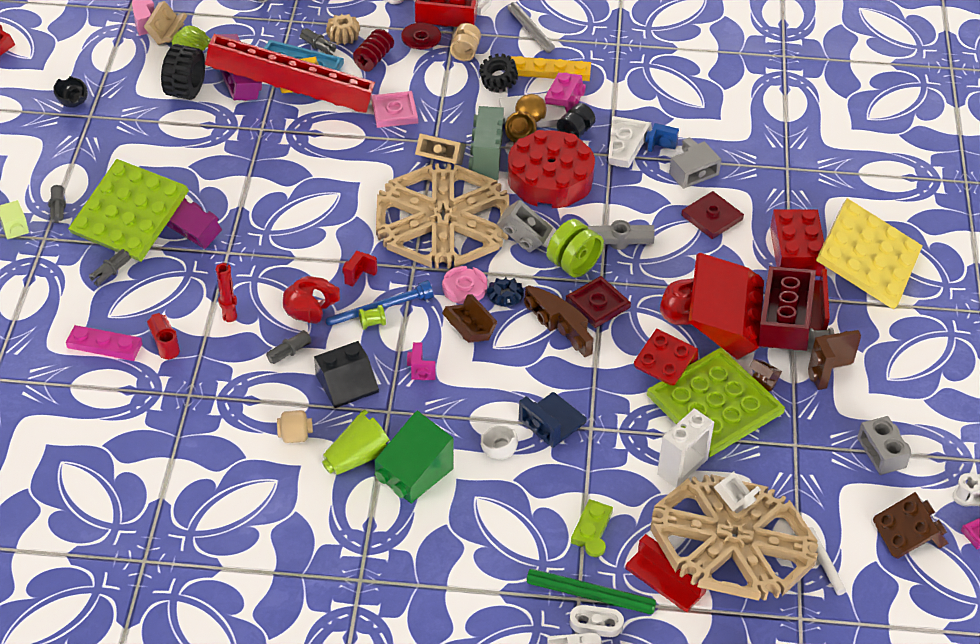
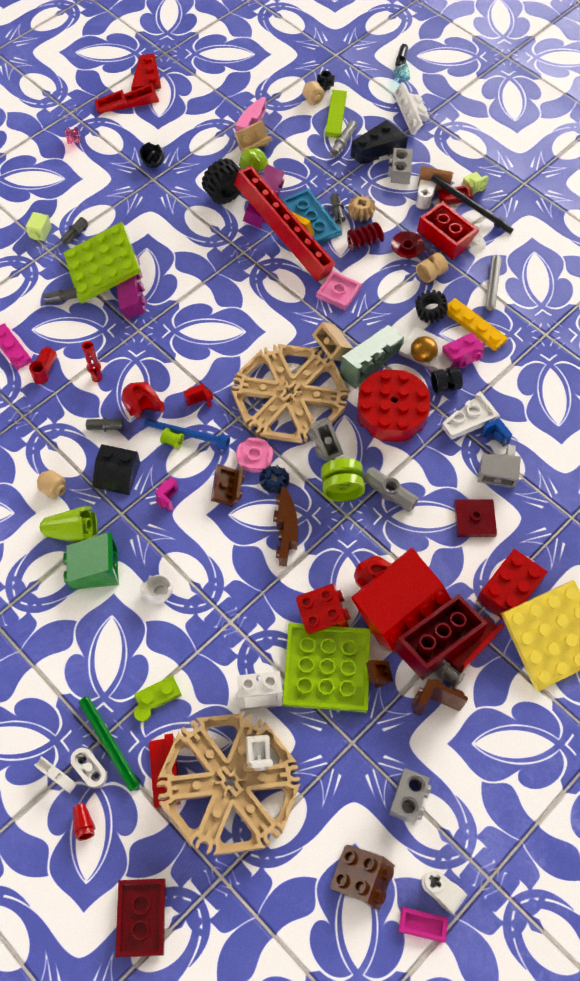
camera: 40 degrees right, 15 degrees up
(519, 125) = (403, 358): pearl gold hair -> none
(550, 418) = (208, 596): dark blue bracket -> none
(598, 301) = (325, 530): dark red plate -> none
(828, 566) = (278, 852): white bar -> none

